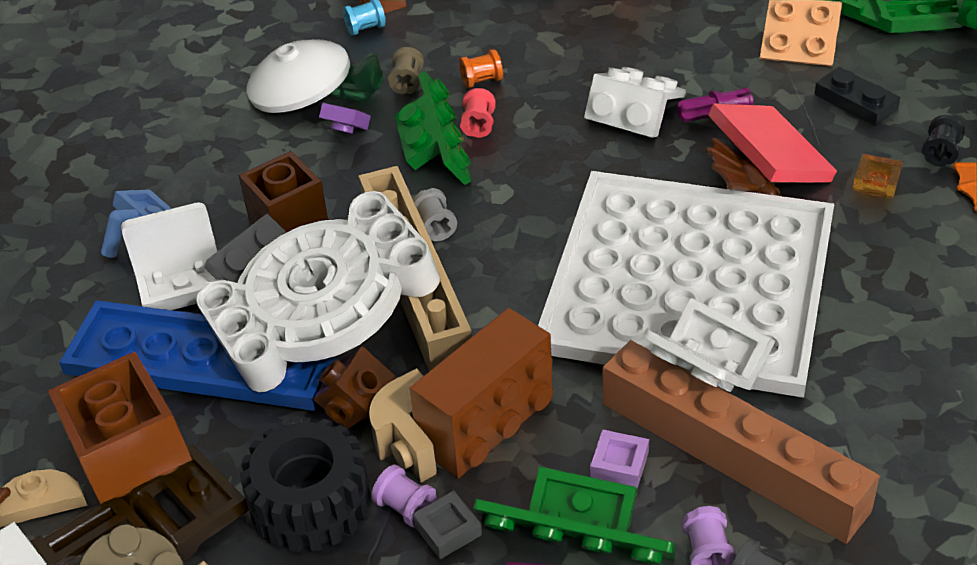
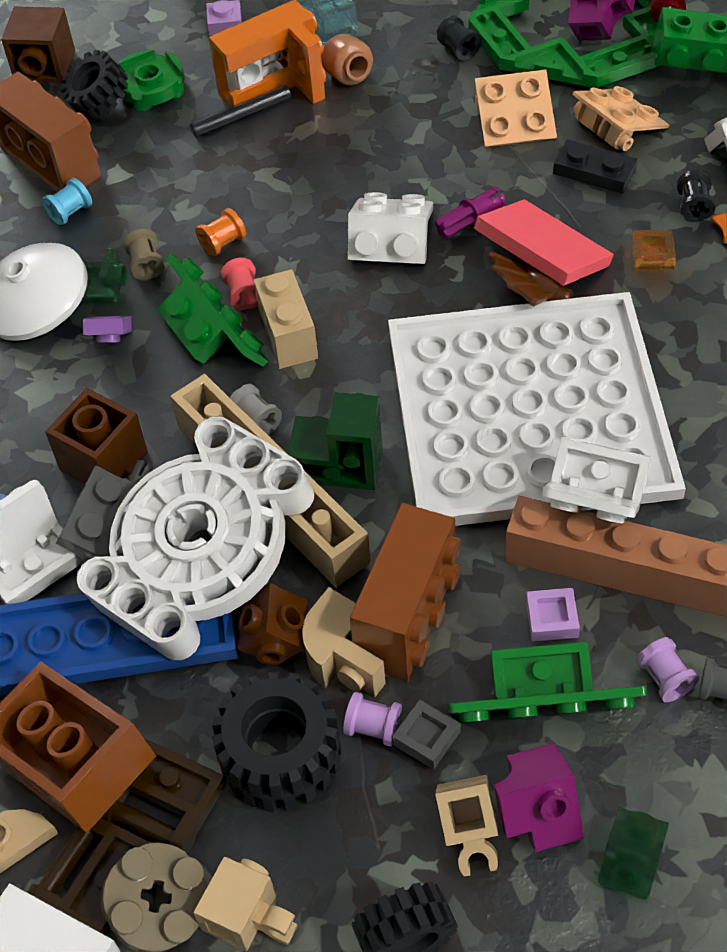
camera: 20 degrees left, 10 degrees up
(494, 258) = (342, 448): none -> dark green brick
(499, 147) = (286, 319): none -> tan brick
(896, 56) = (615, 115): none -> light nougat hinge

